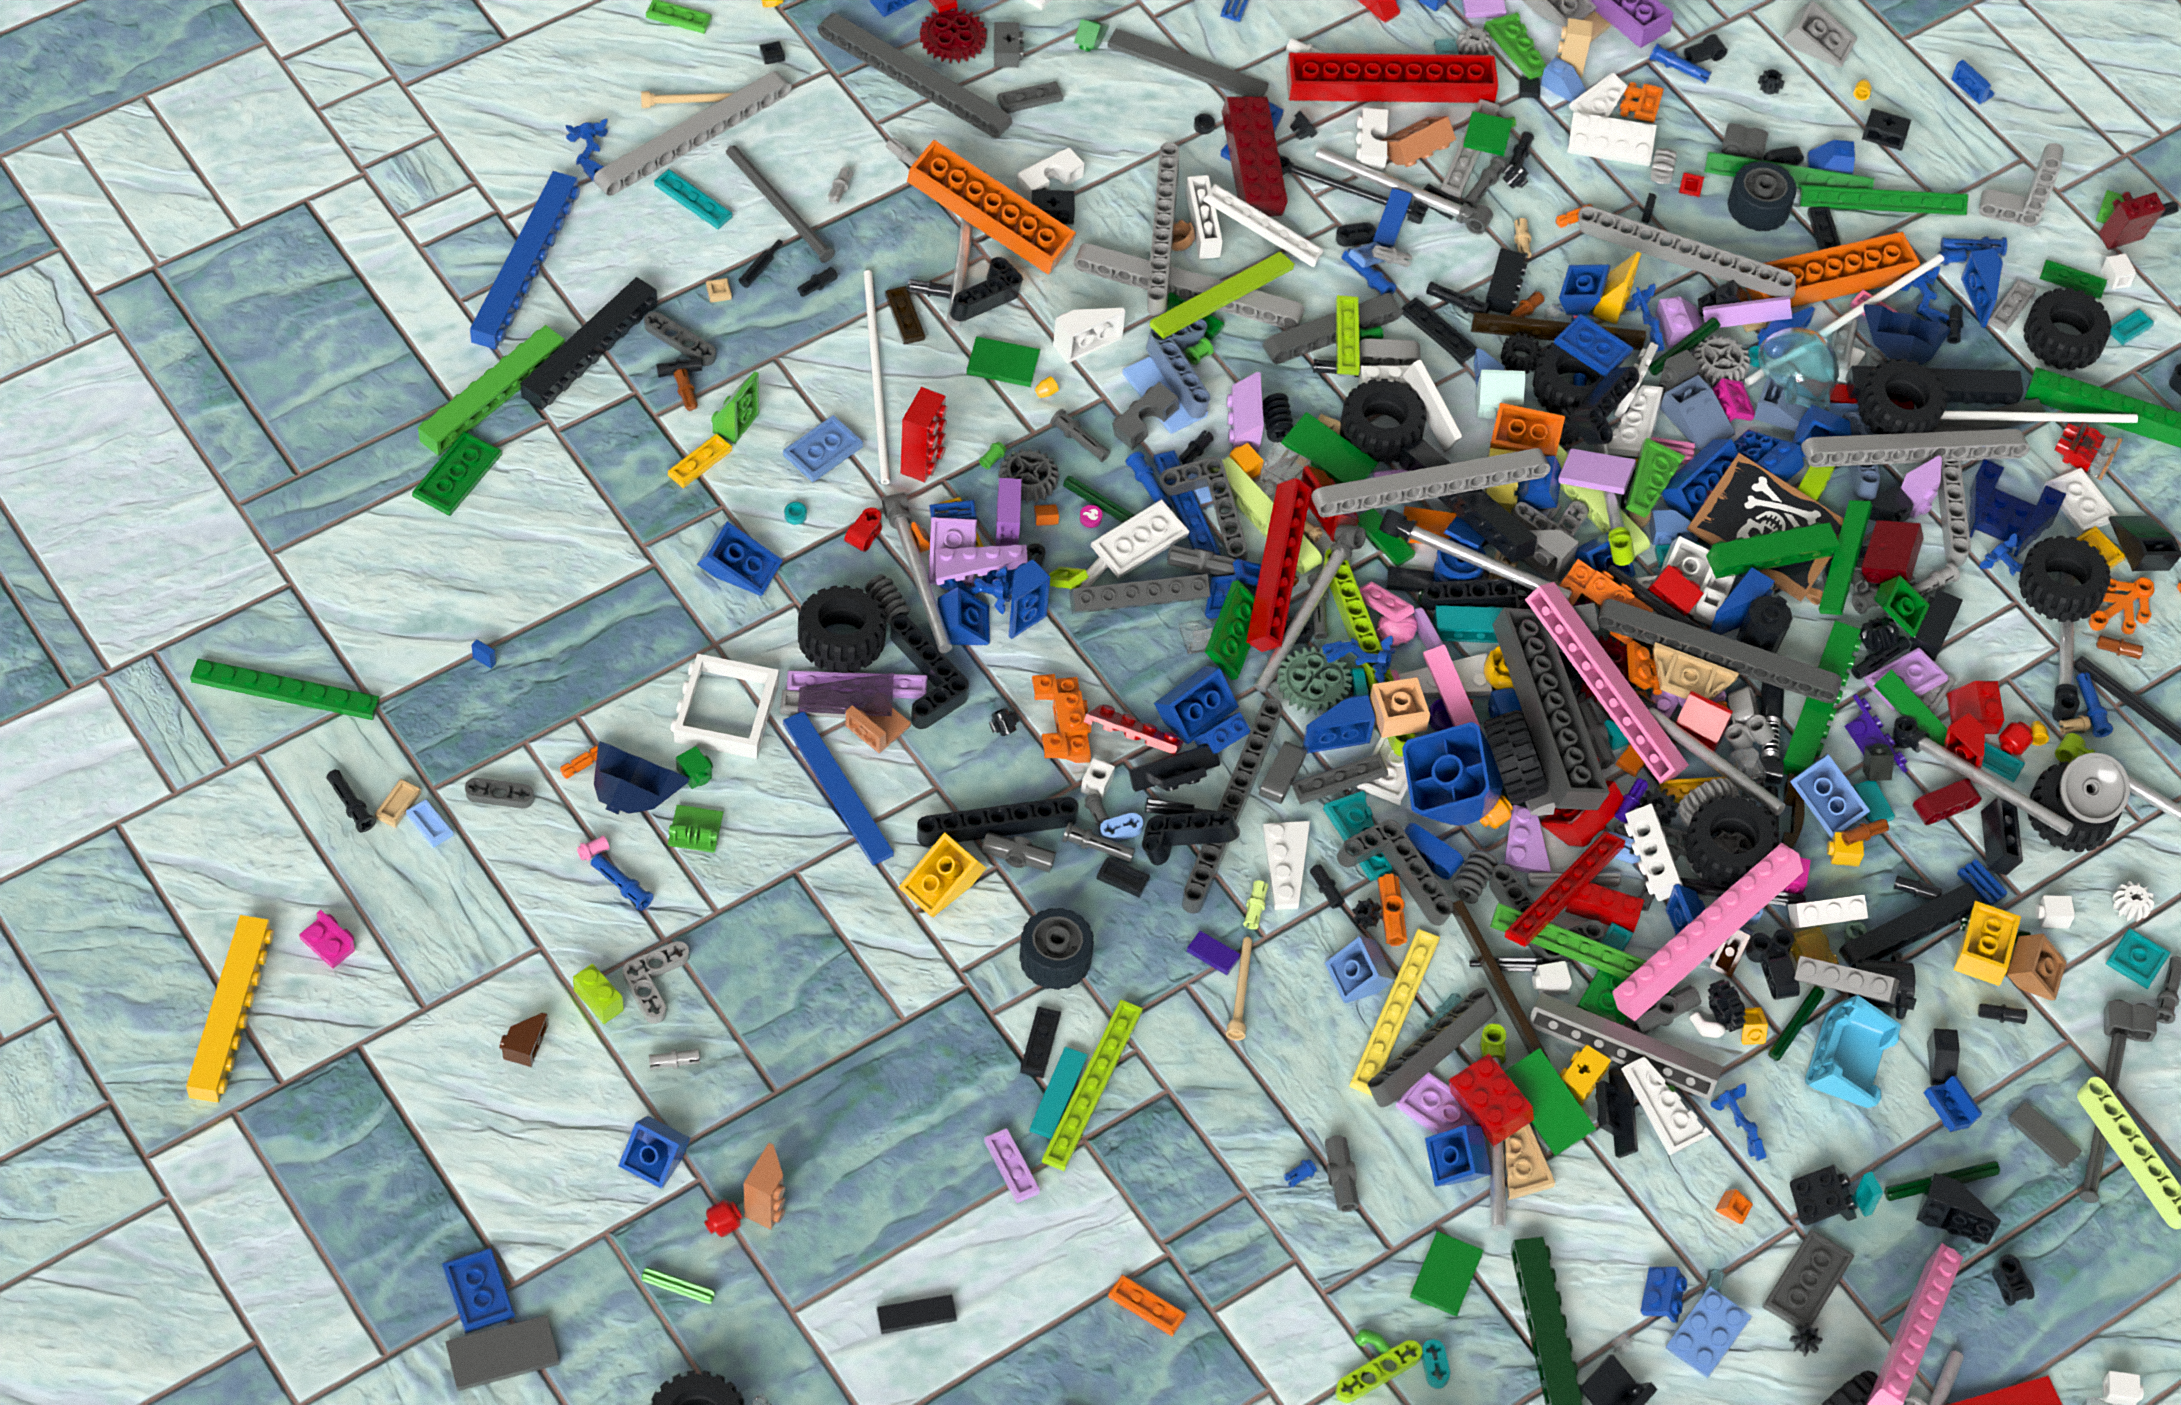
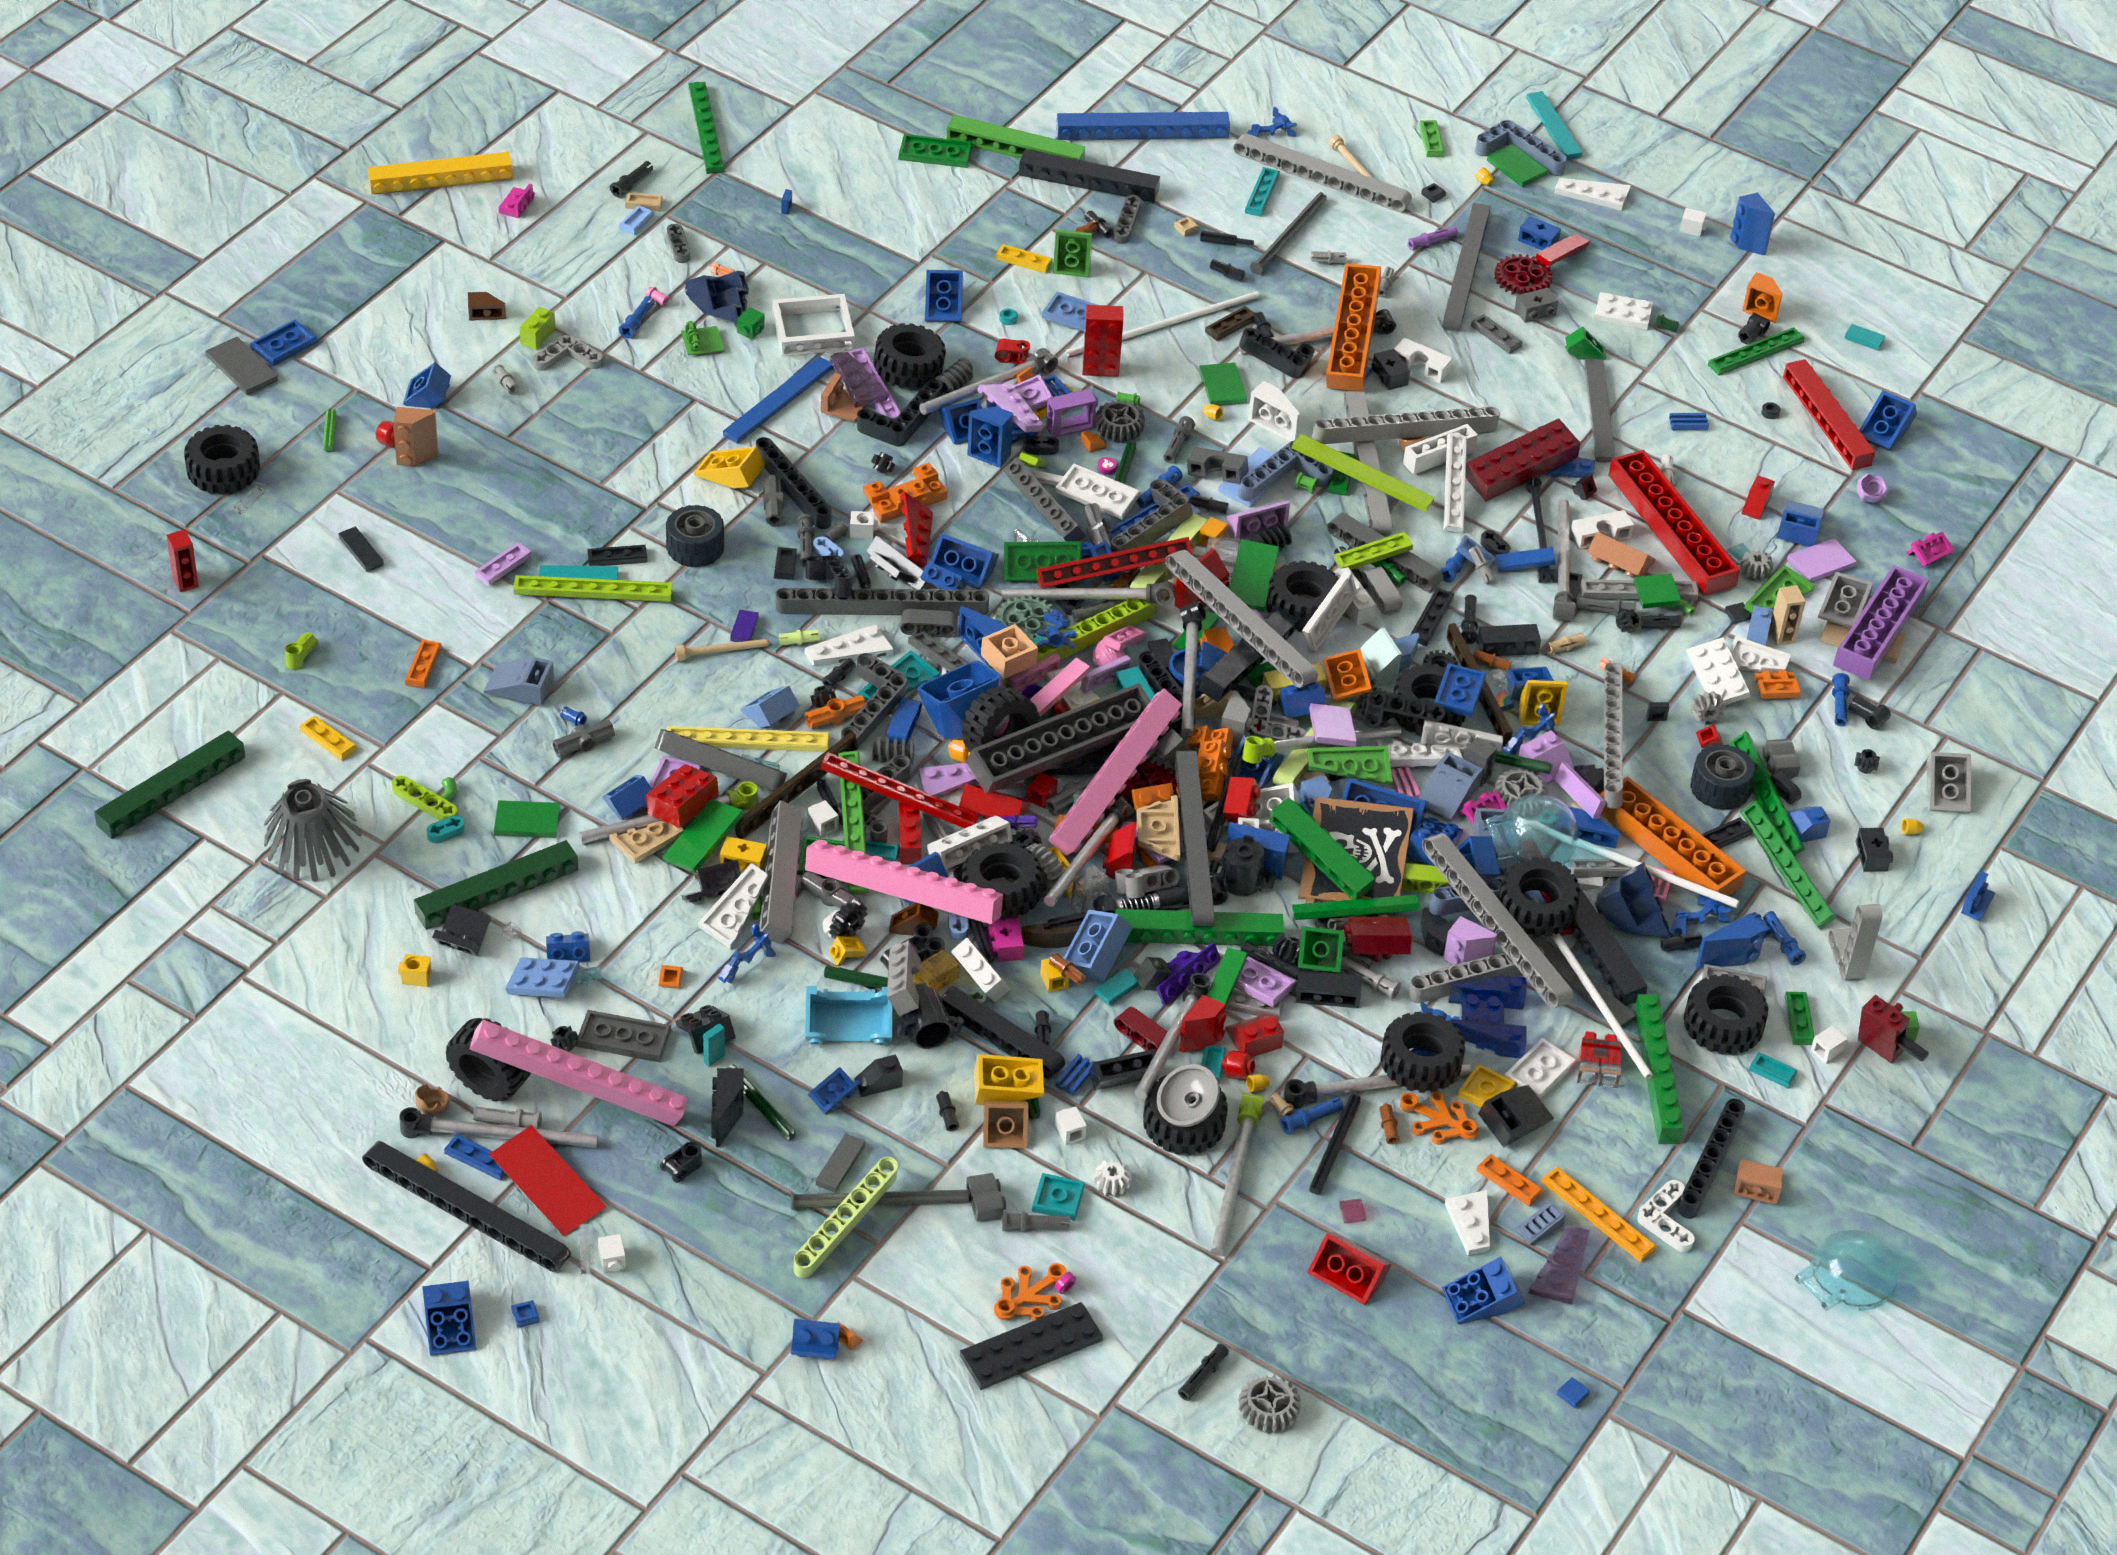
camera: 70 degrees right, 10 degrees down
(851, 88) = (1436, 236): none -> medium lavender pin
(1225, 1207) = (522, 680): none -> sand blue slope

